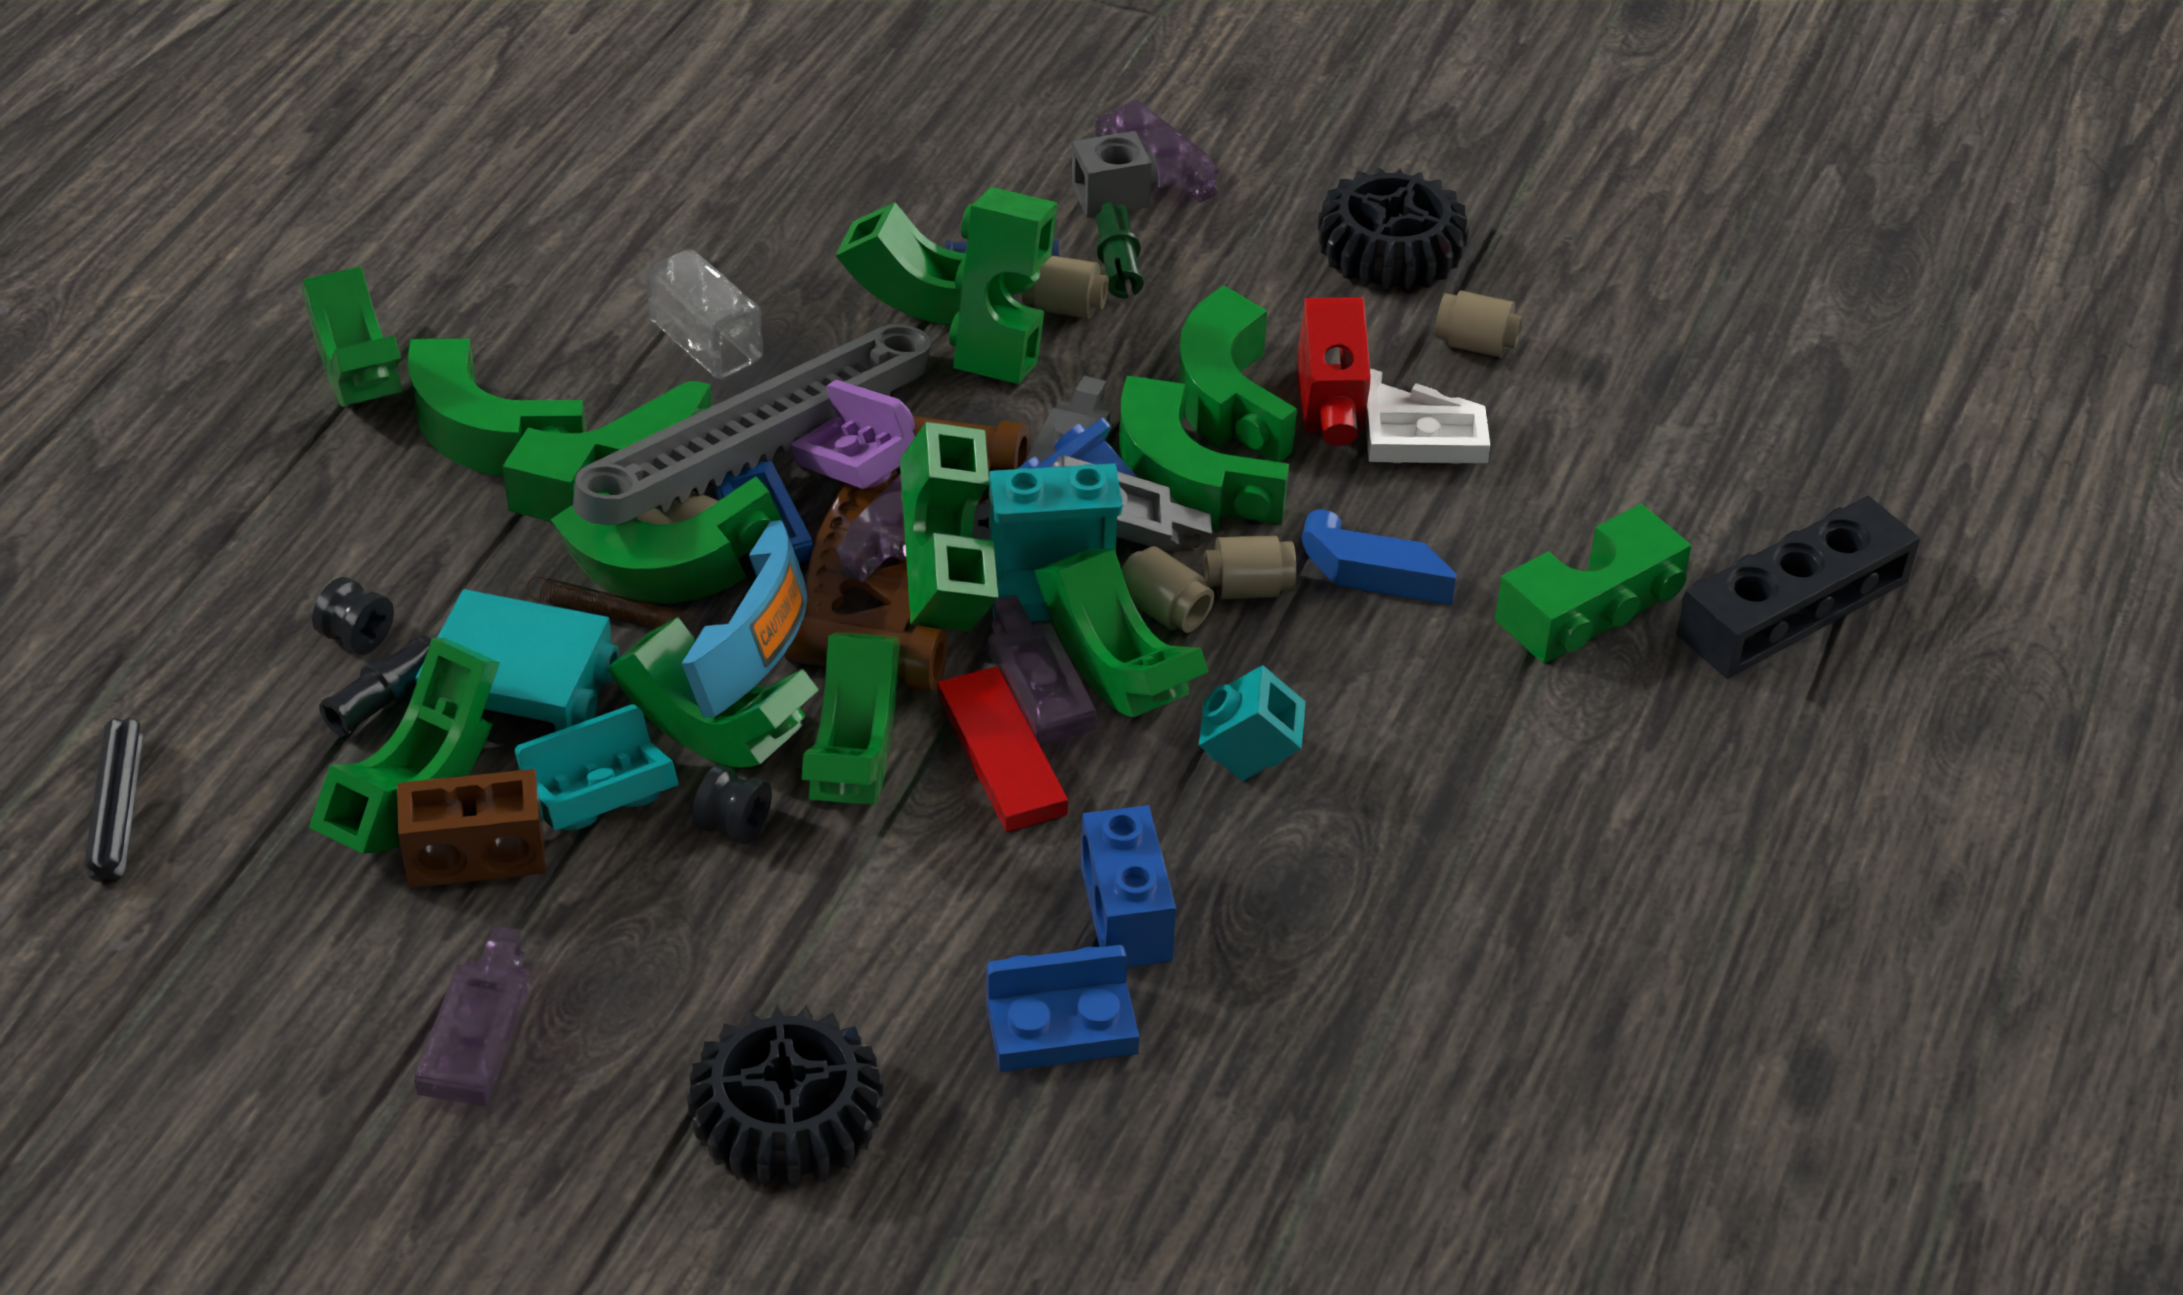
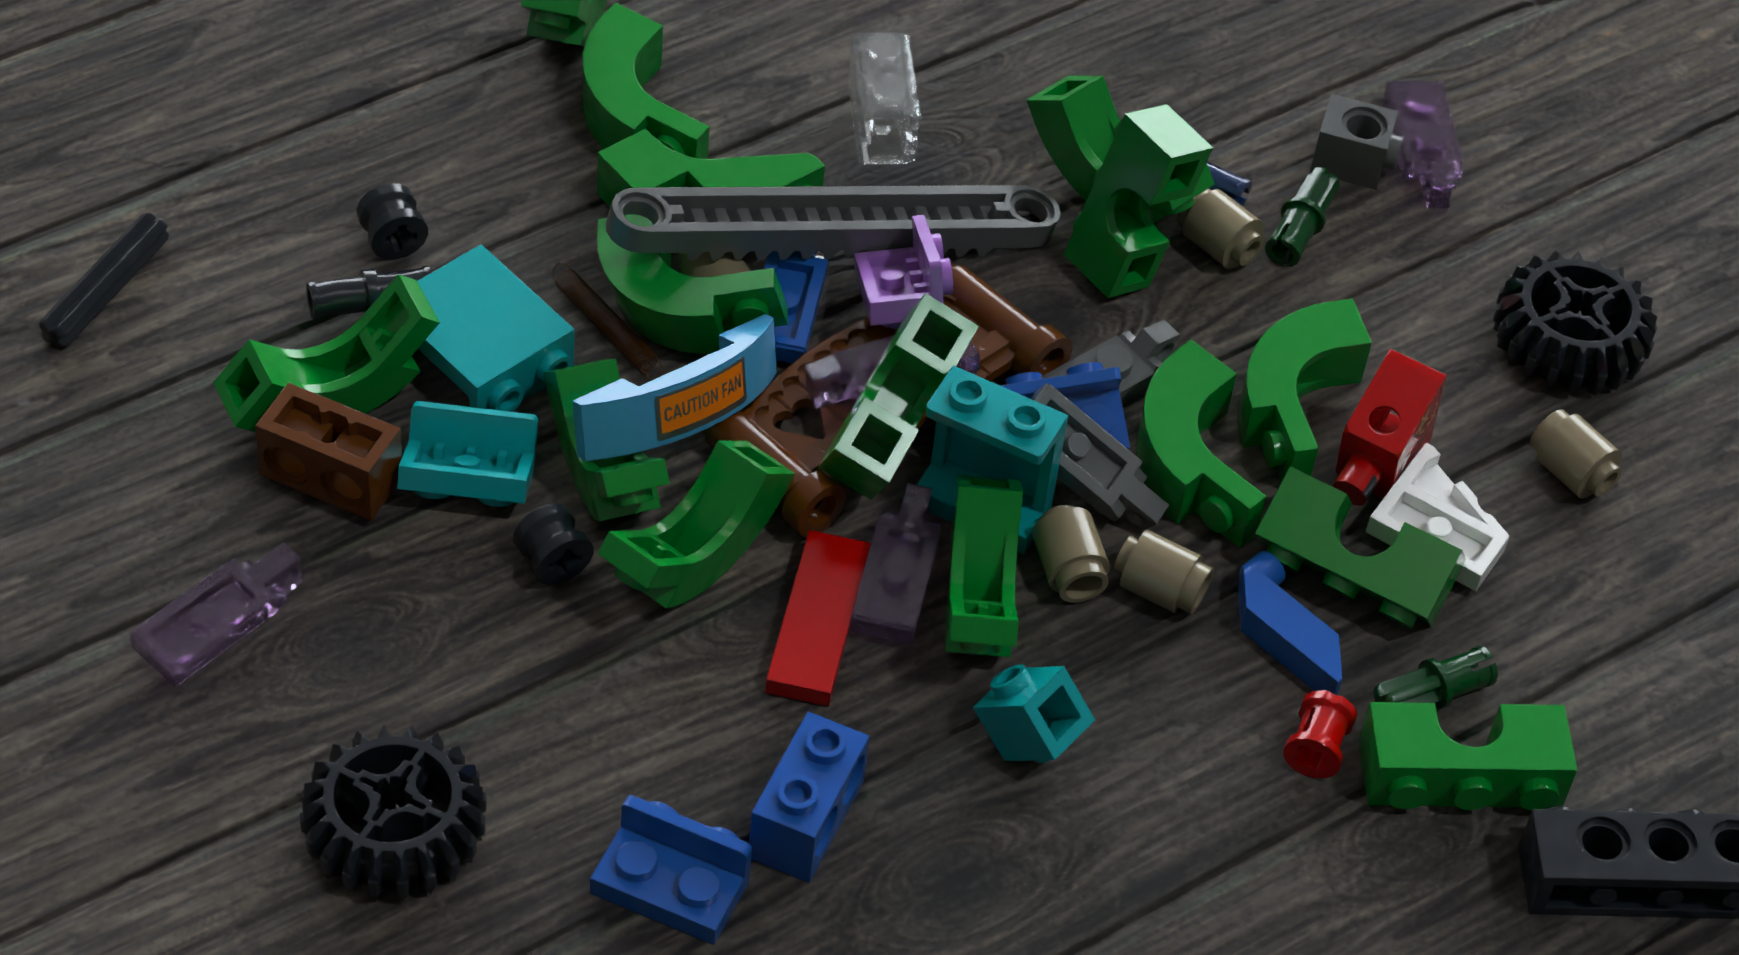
camera: 30 degrees right, 5 degrees up
(1338, 478) = (1406, 578): none -> green arch
(1473, 626) = (1318, 740): none -> red bush
(1522, 540) = (1440, 681): none -> dark green axle

